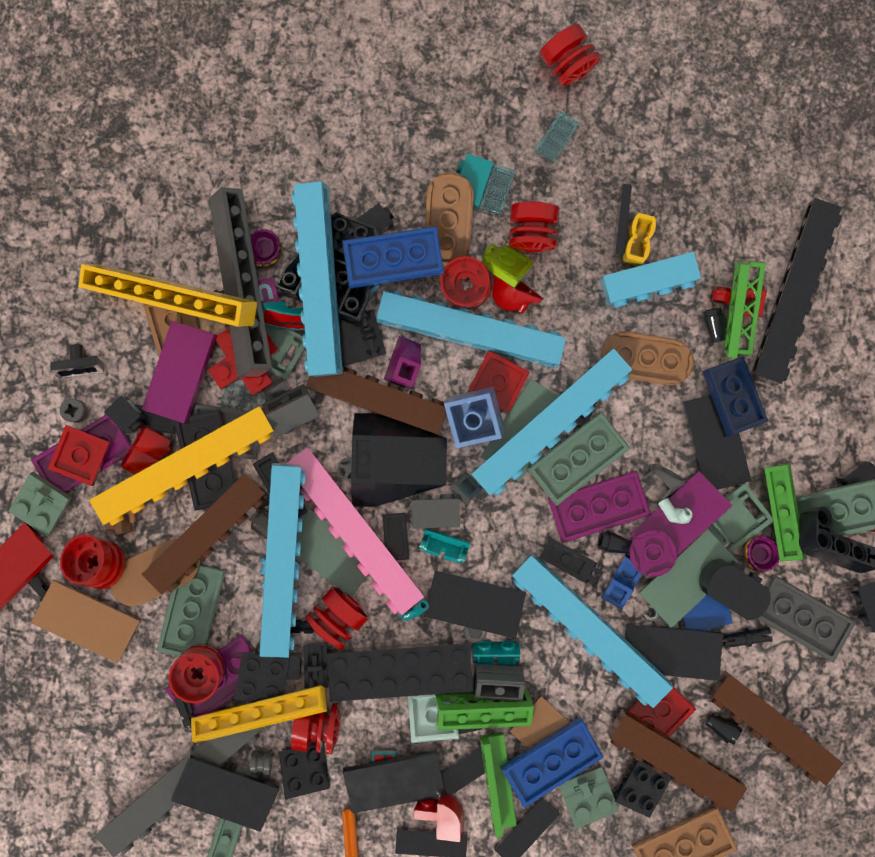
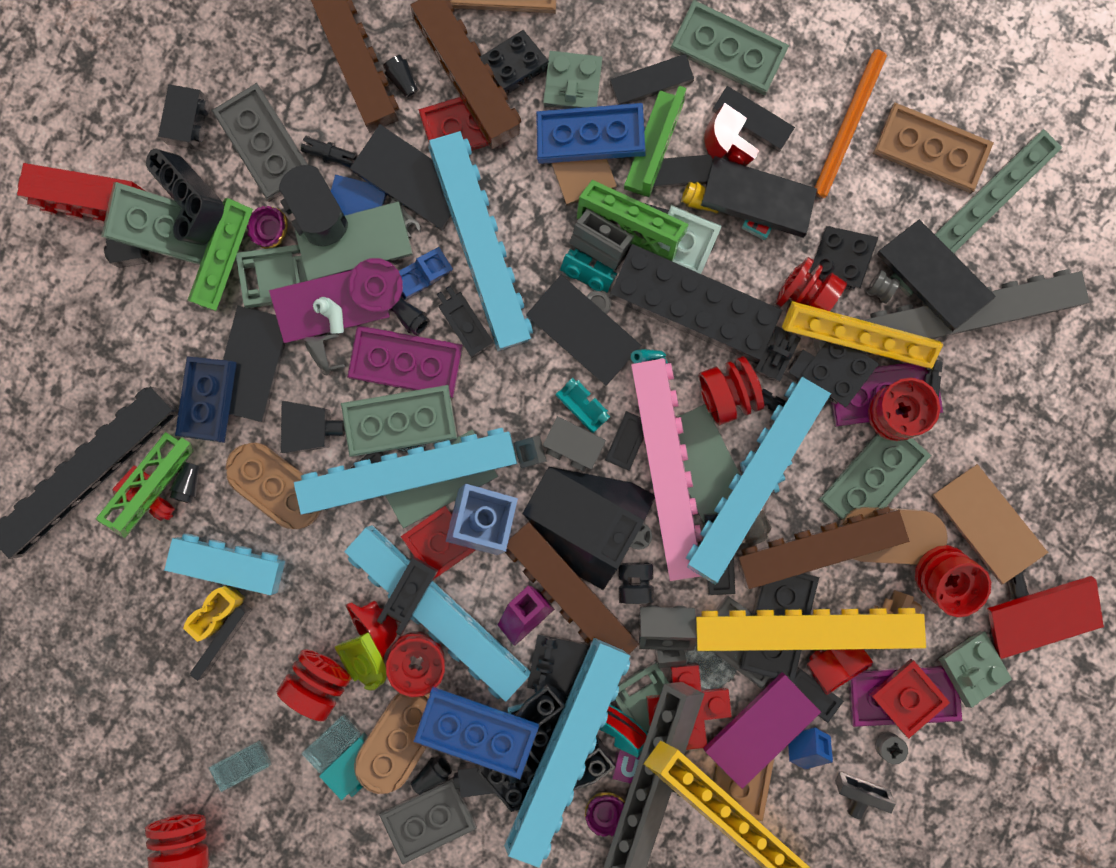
camera: 150 degrees left, 0 degrees up
(125, 415) = (840, 715): black brick -> none
(134, 377) = (810, 749): none -> blue panel
(329, 424) = (636, 592): none -> black wheel
(394, 171) = (427, 821): none -> dark grey tile
(409, 207) = (433, 773): none -> black cone
(446, 755) = (693, 196): none -> yellow cone
(499, 332) = (408, 593): none -> black hinge
(645, 415) = (307, 427): none -> black torso

